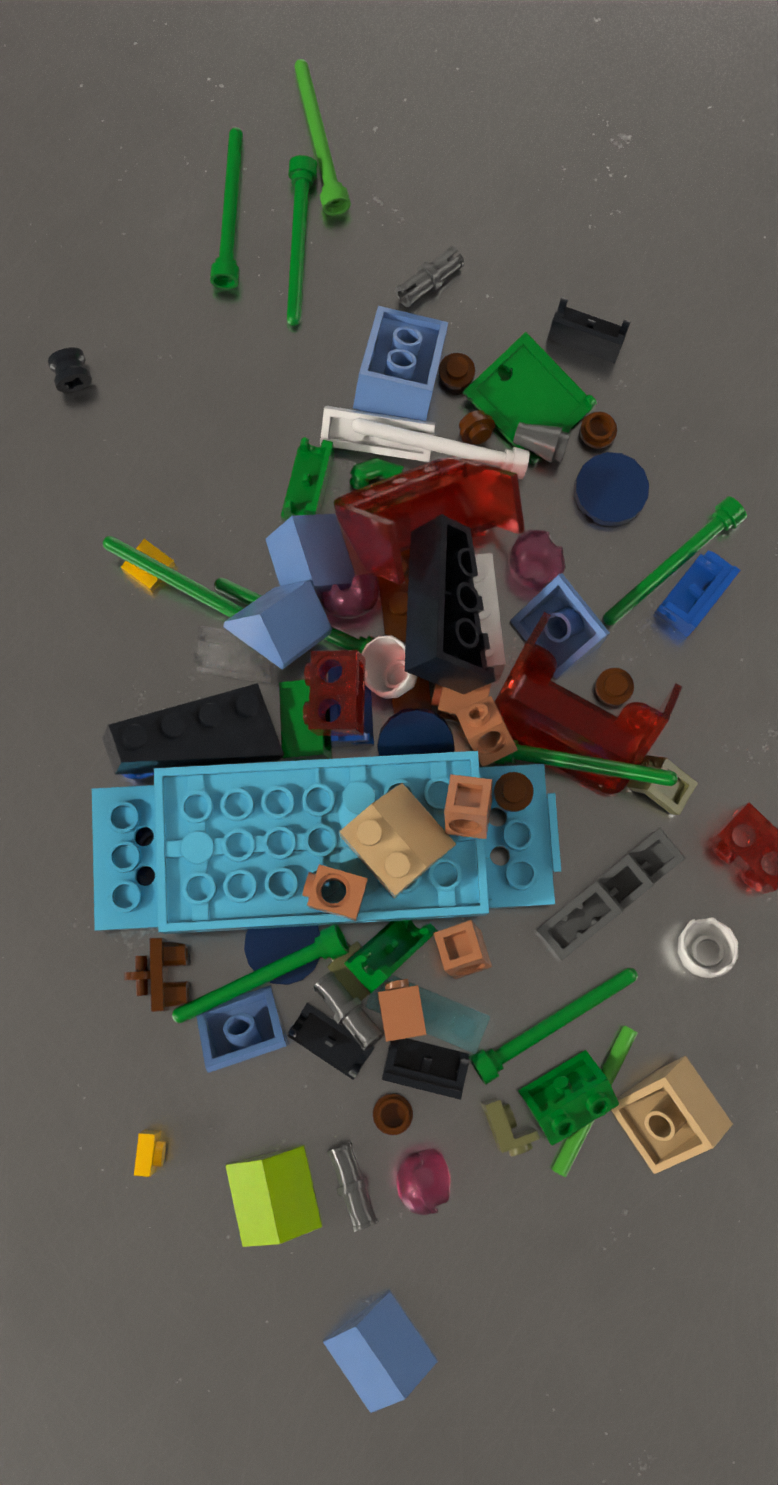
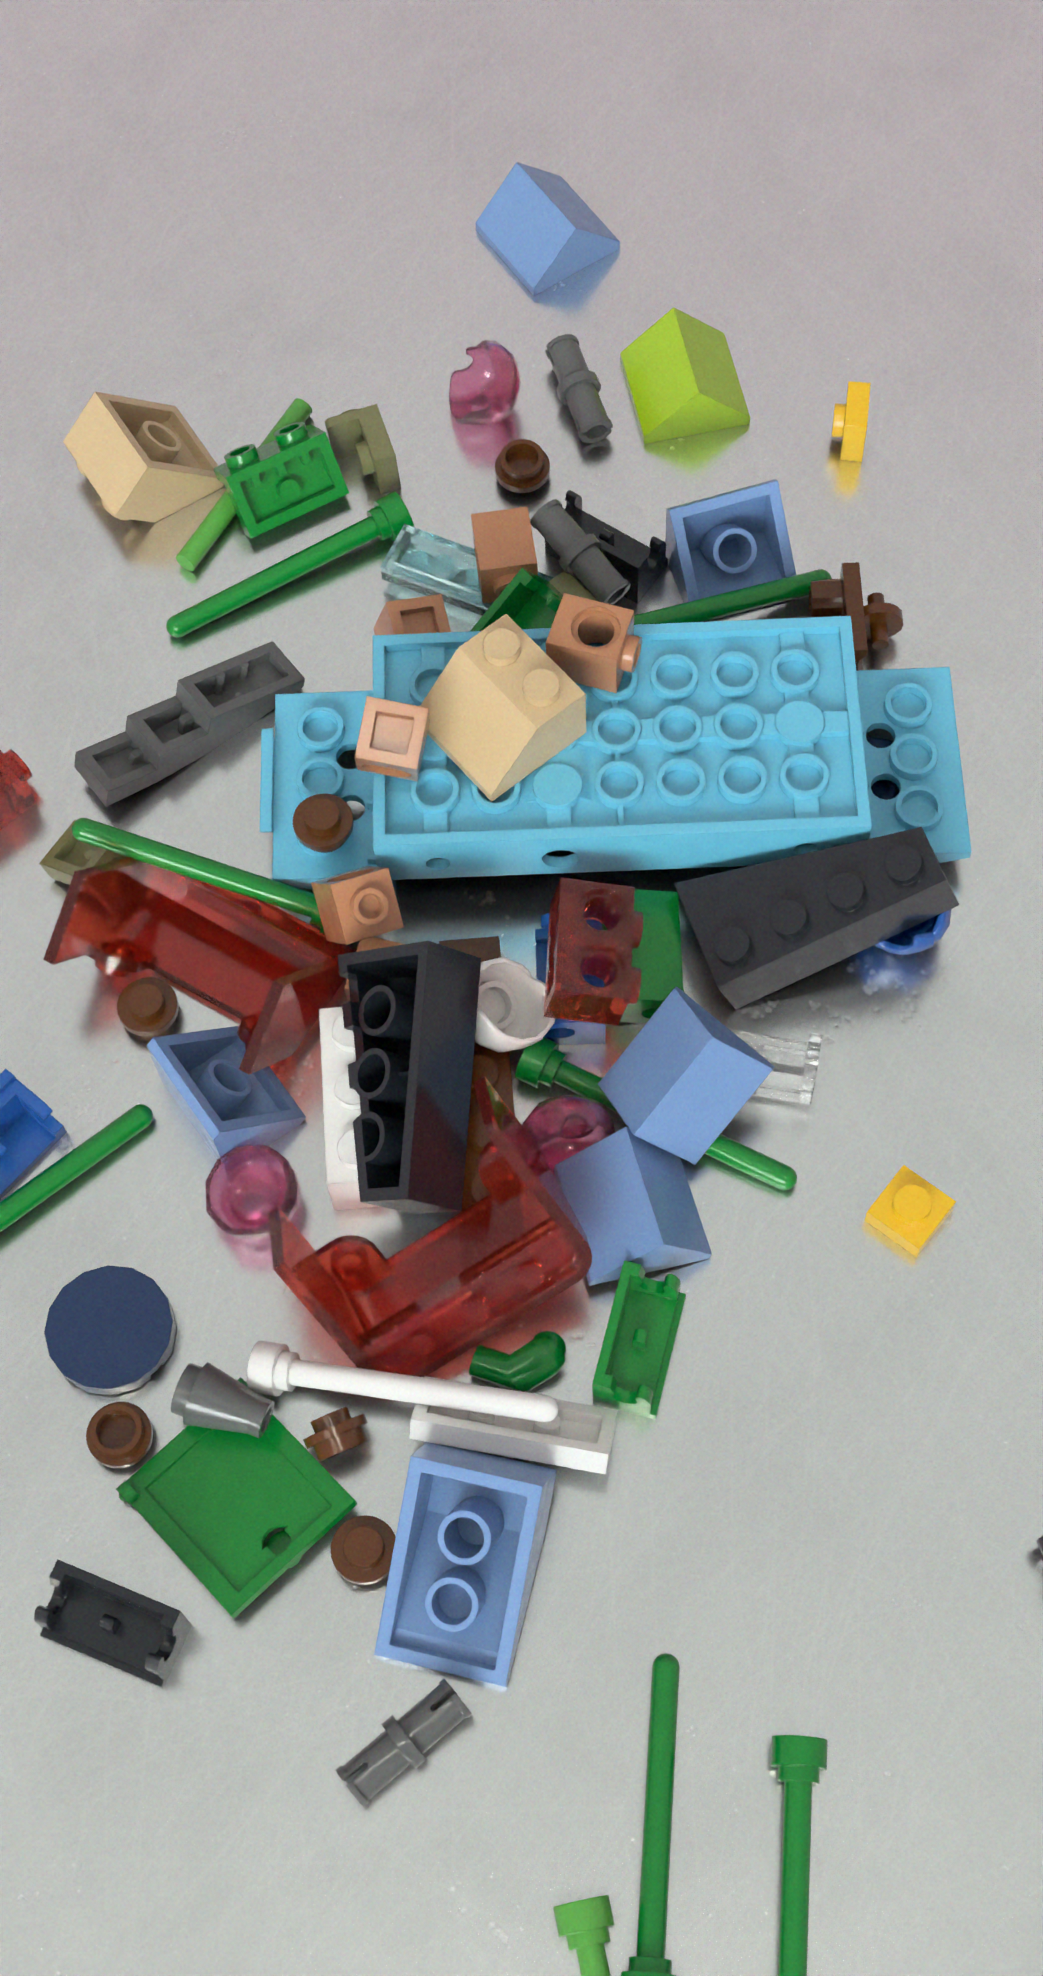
camera: 170 degrees left, 15 degrees down
(171, 576) = (859, 1167): green piece -> none
(415, 733) = (470, 914): dark blue tile -> none
(426, 1067) = (455, 493): black hinge -> none
(707, 948) = (62, 644): white hair -> none

